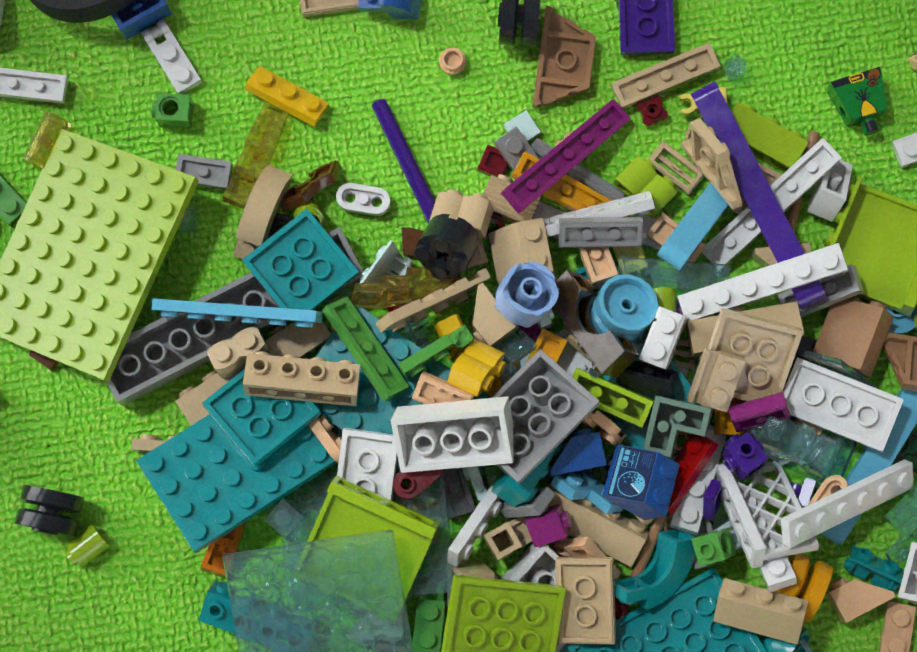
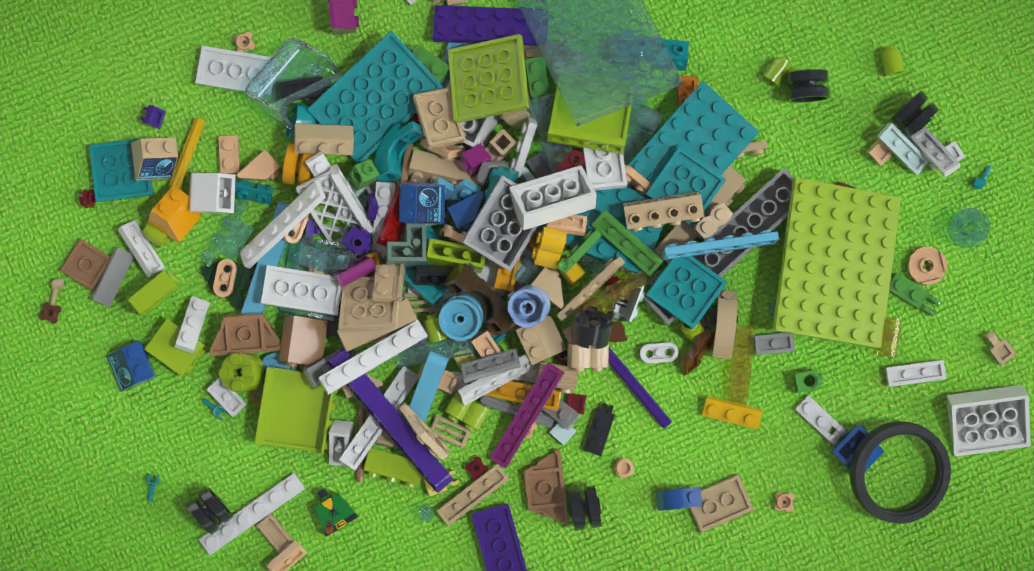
camera: 160 degrees right, 5 degrees up
(472, 118) = (599, 430): none -> black hinge
(663, 337) = (430, 303): white brick -> none

